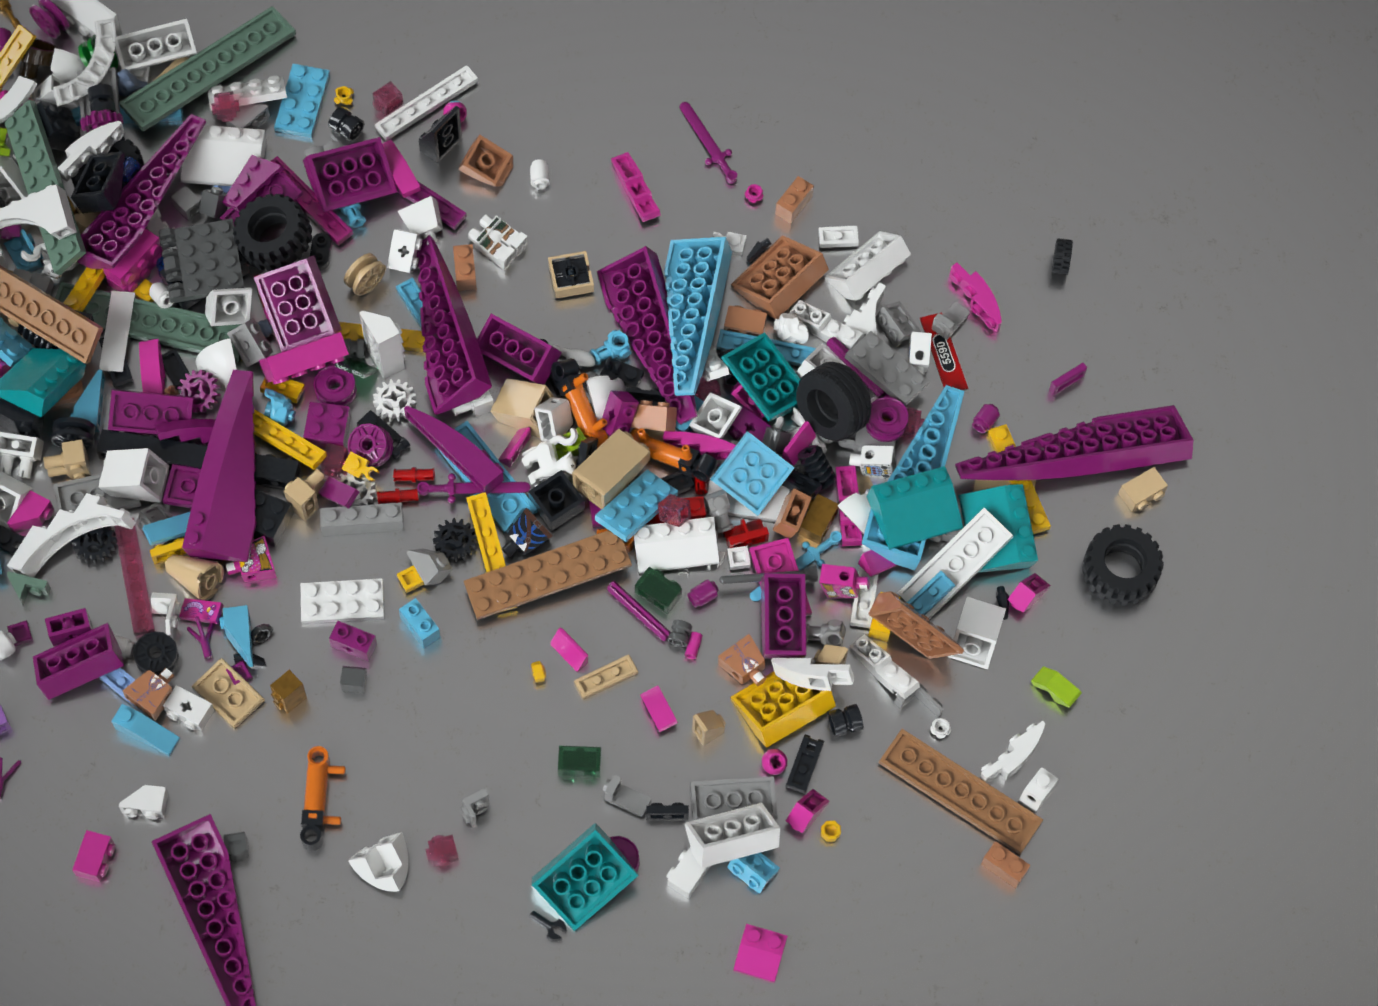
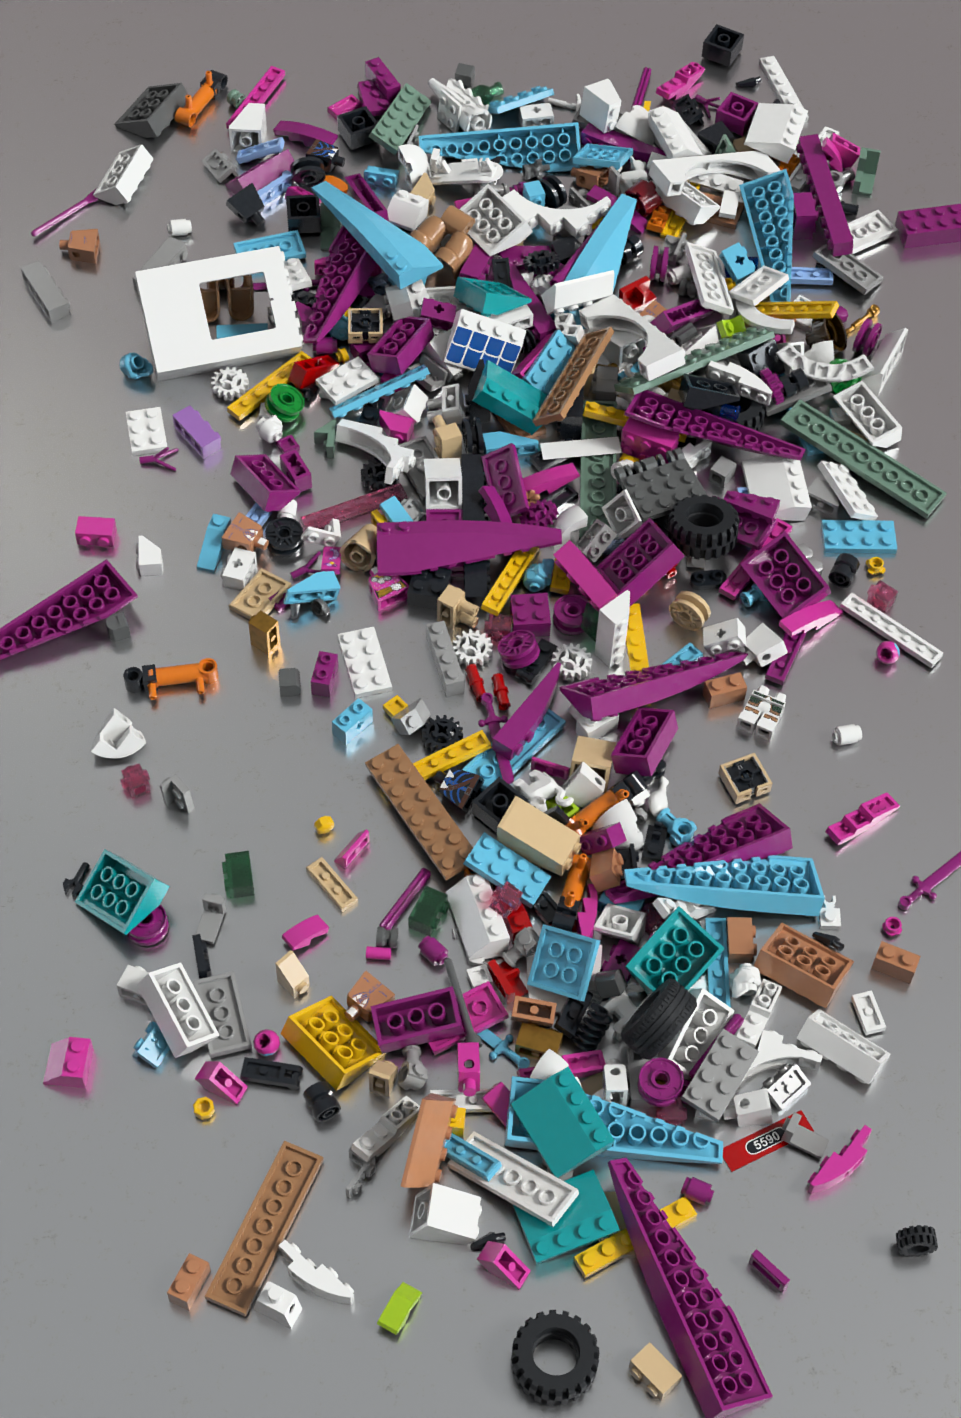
camera: 80 degrees right, 10 degrees down
(128, 83) = (825, 404): sand blue animal -> none
(211, 202) = (725, 484): dark grey brick -> none
(225, 106) = (821, 470): clear pink brick -> none
(338, 492) = (462, 631): magenta tile -> none
(357, 466) = (492, 641): yellow plate -> none
(442, 135) = (856, 643): black slope -> none
(487, 162) = (842, 688): nougat slope -> none
(801, 440) = (617, 1005): dark pink slope -> none
(812, 676) = (358, 1055): white slope -> none
(940, 723) = (332, 1192): white plate -> none

